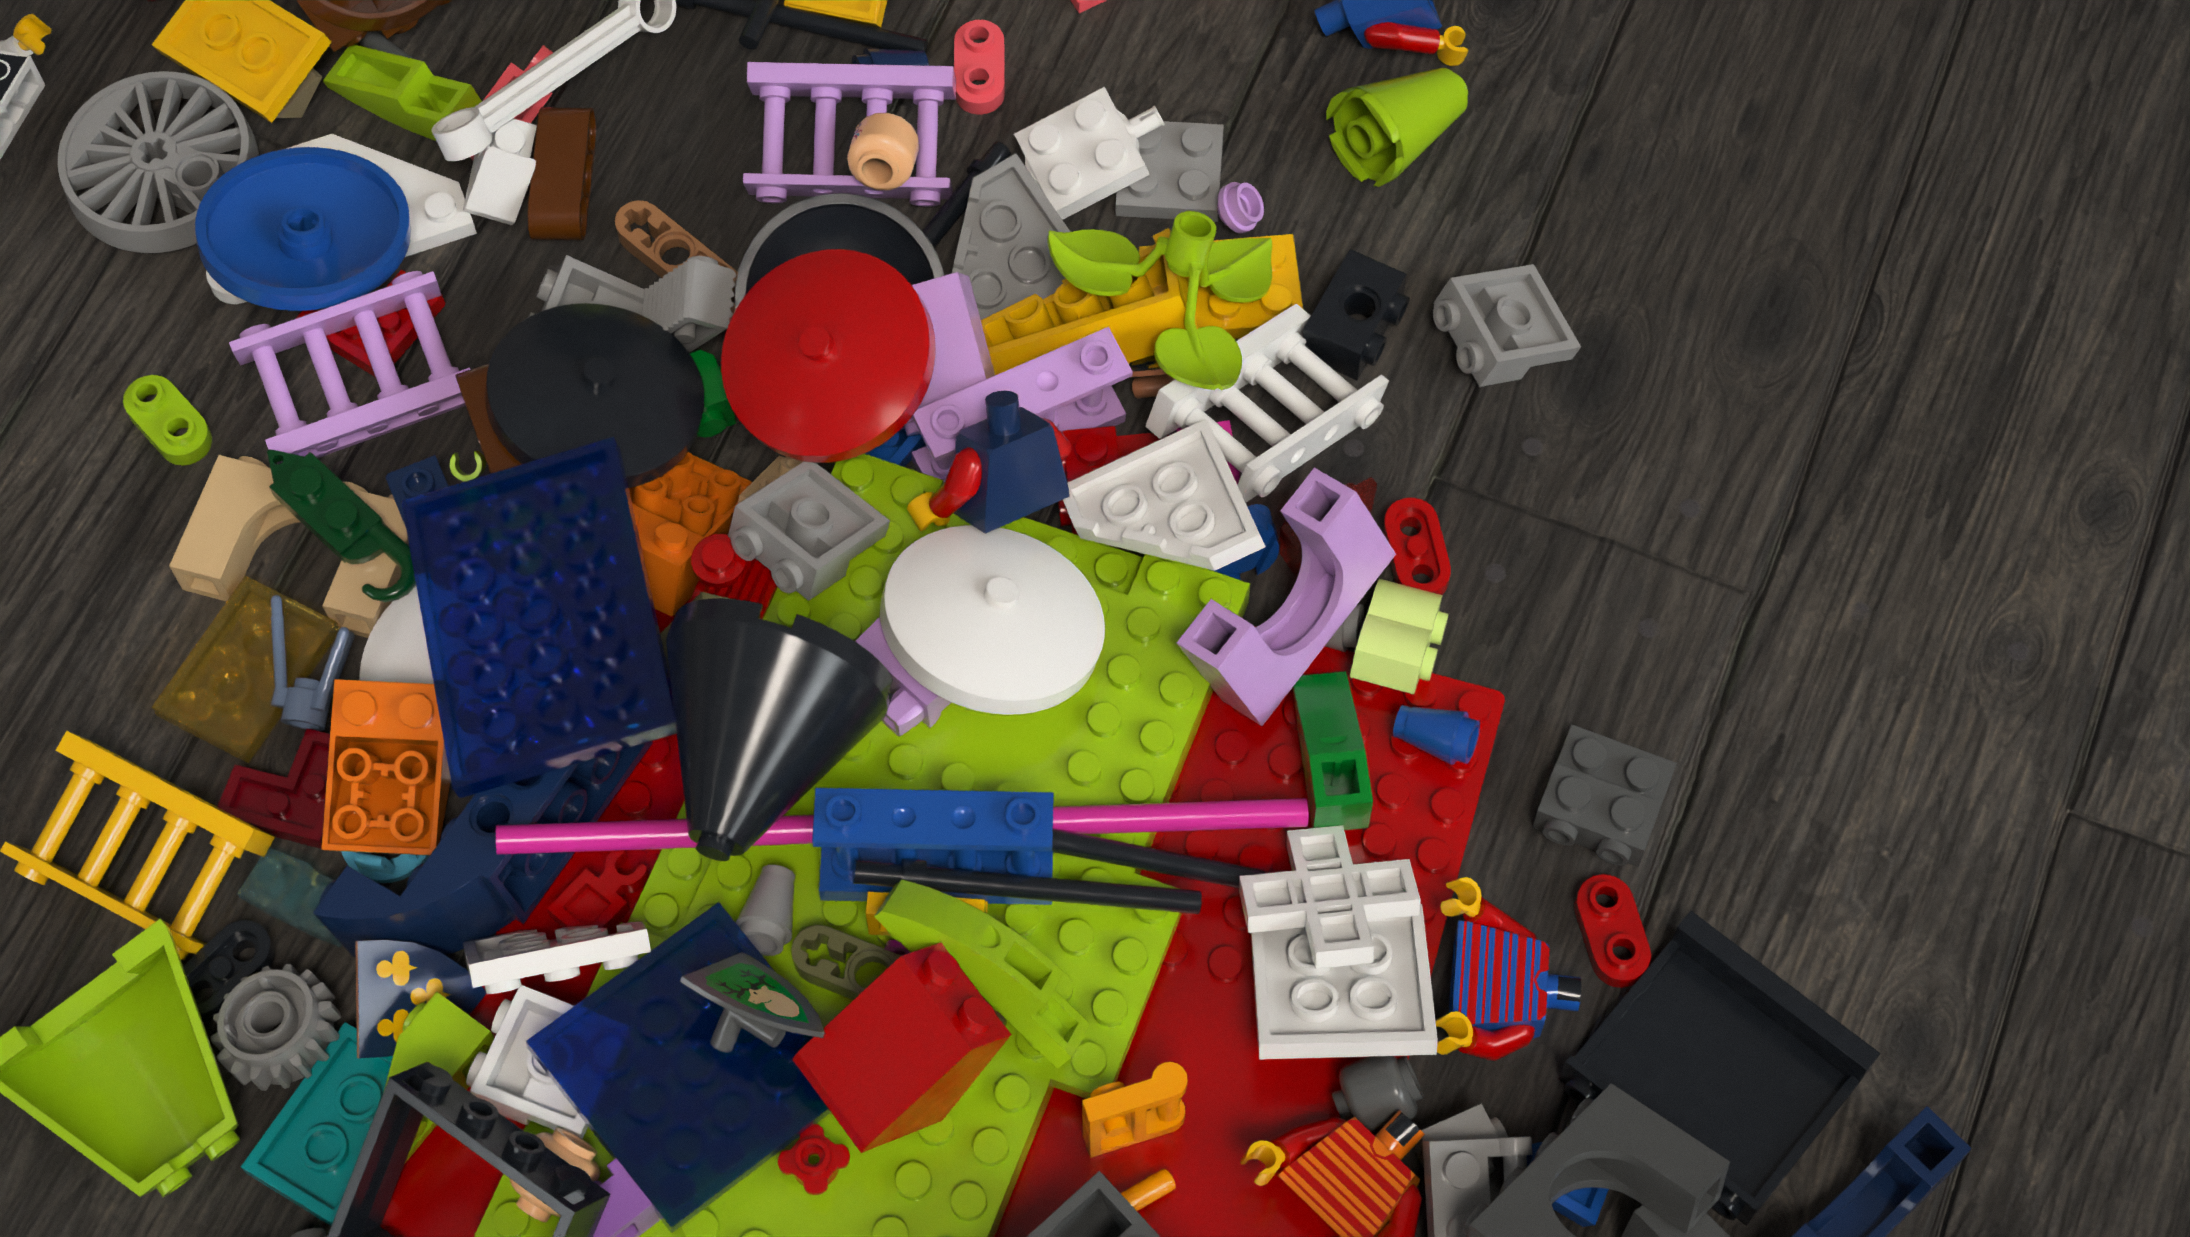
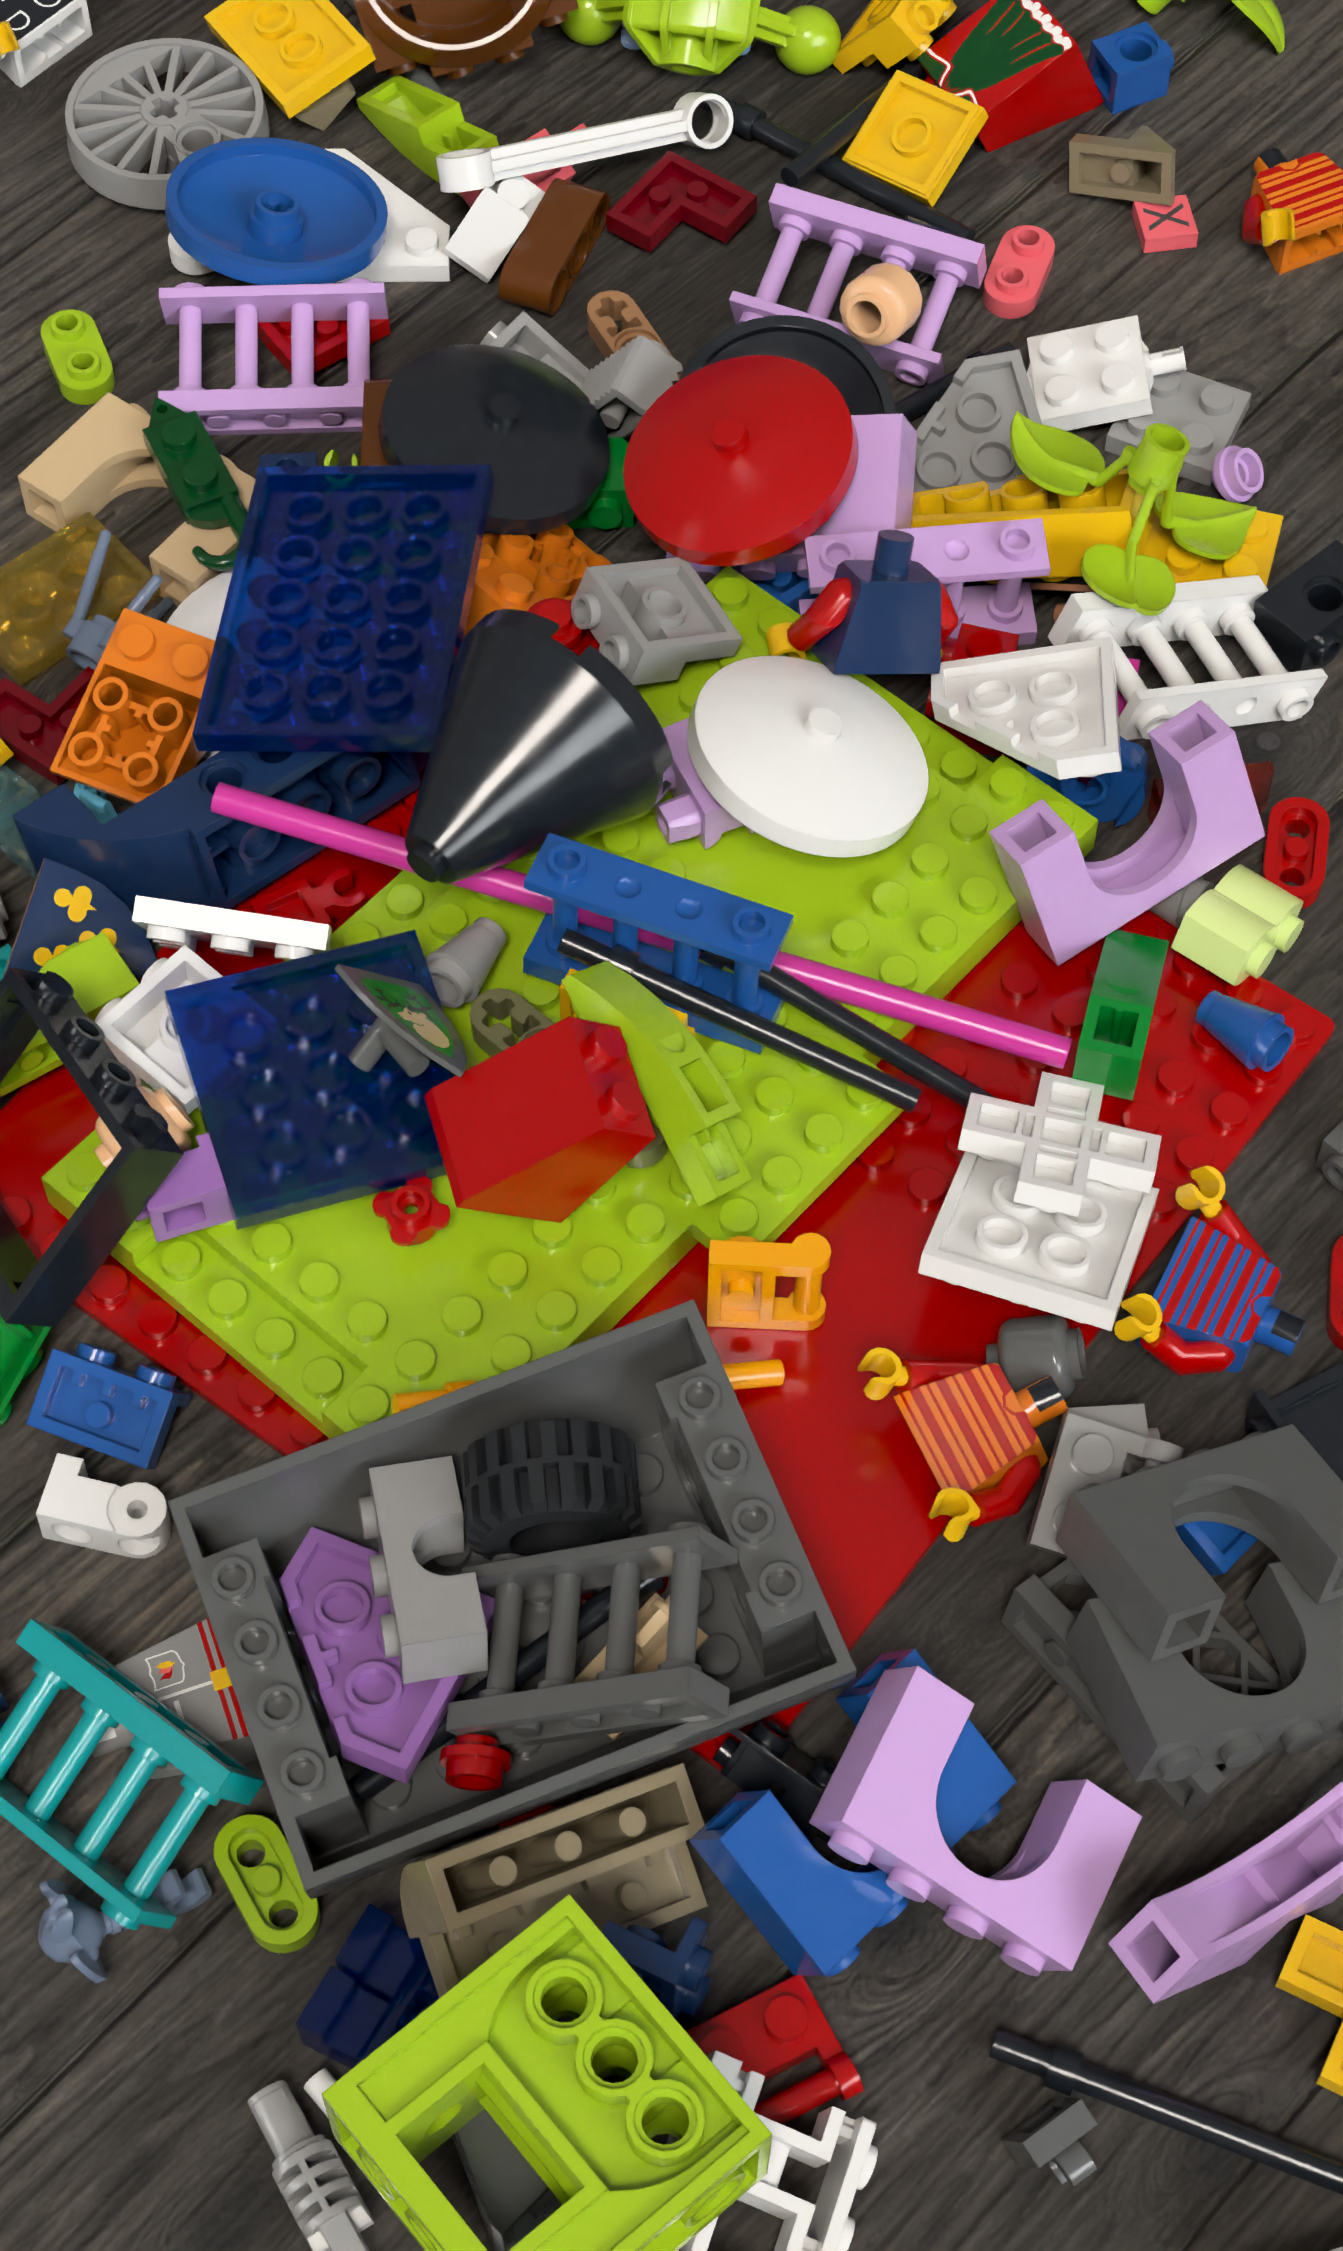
camera: 20 degrees right, 5 degrees down
(653, 83) = (676, 193): none -> dark red plate

